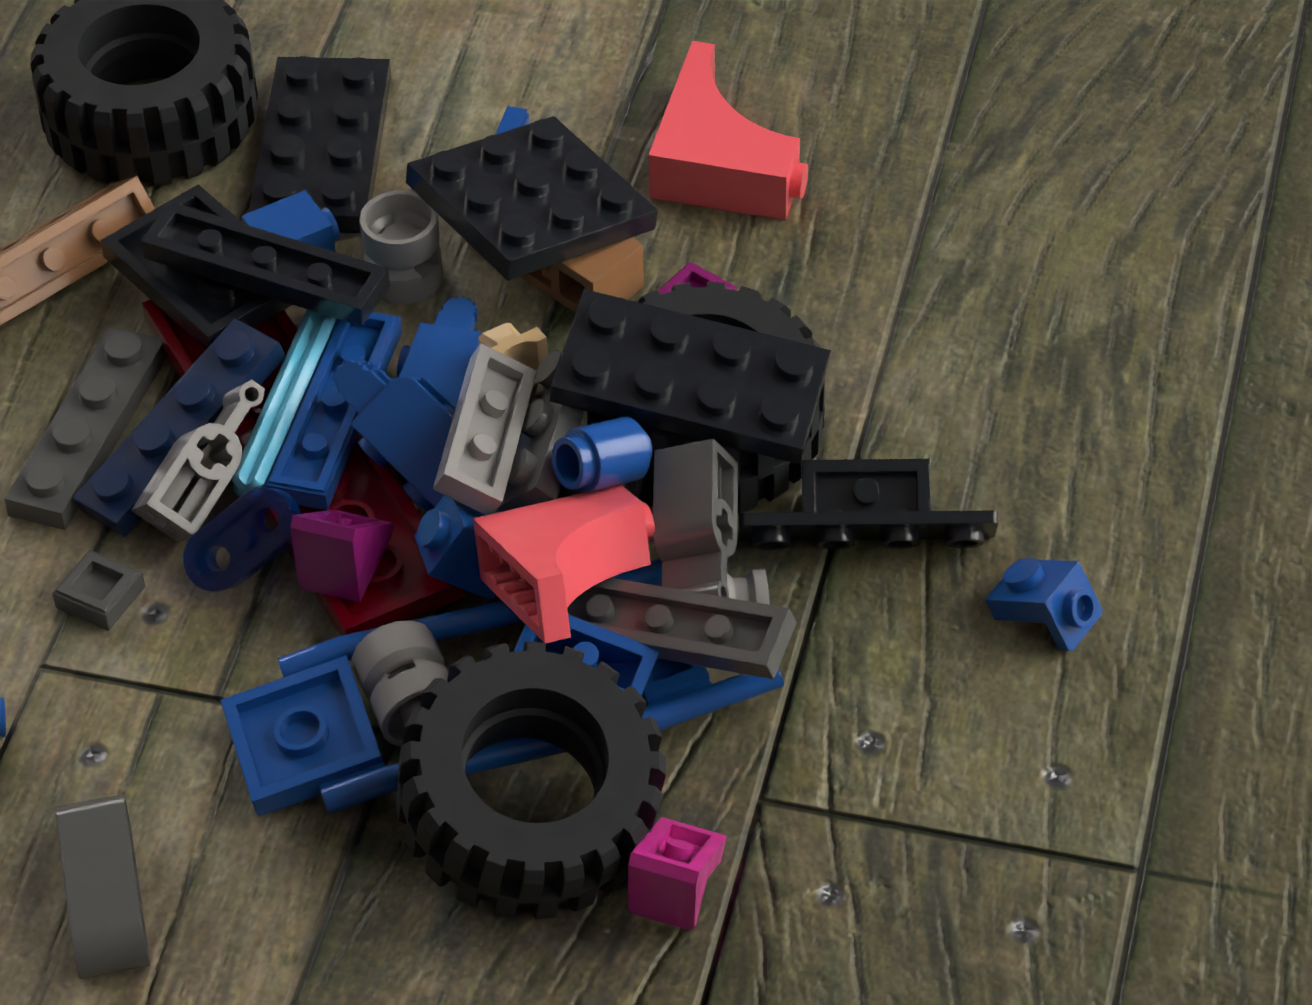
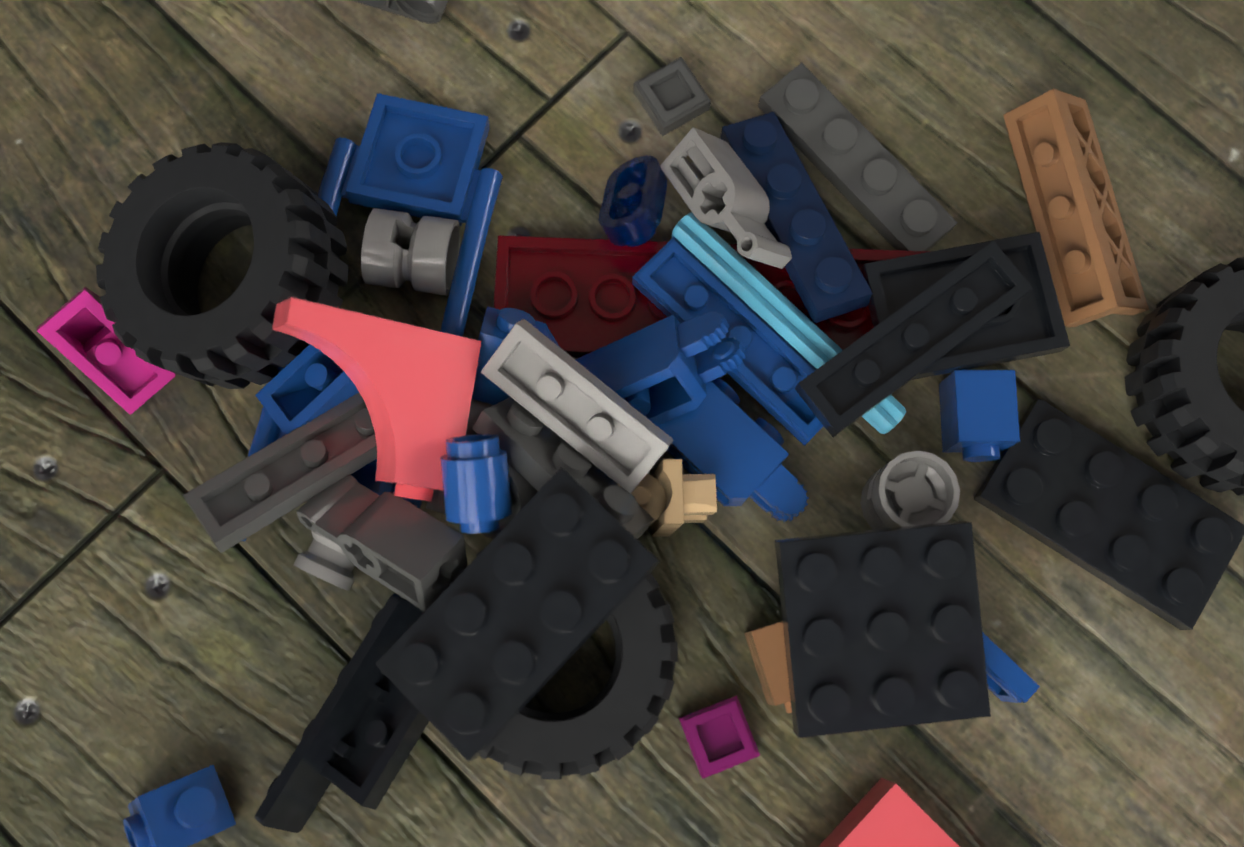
camera: 115 degrees right, 30 degrees up
(338, 551) = (565, 257): magenta slope -> none

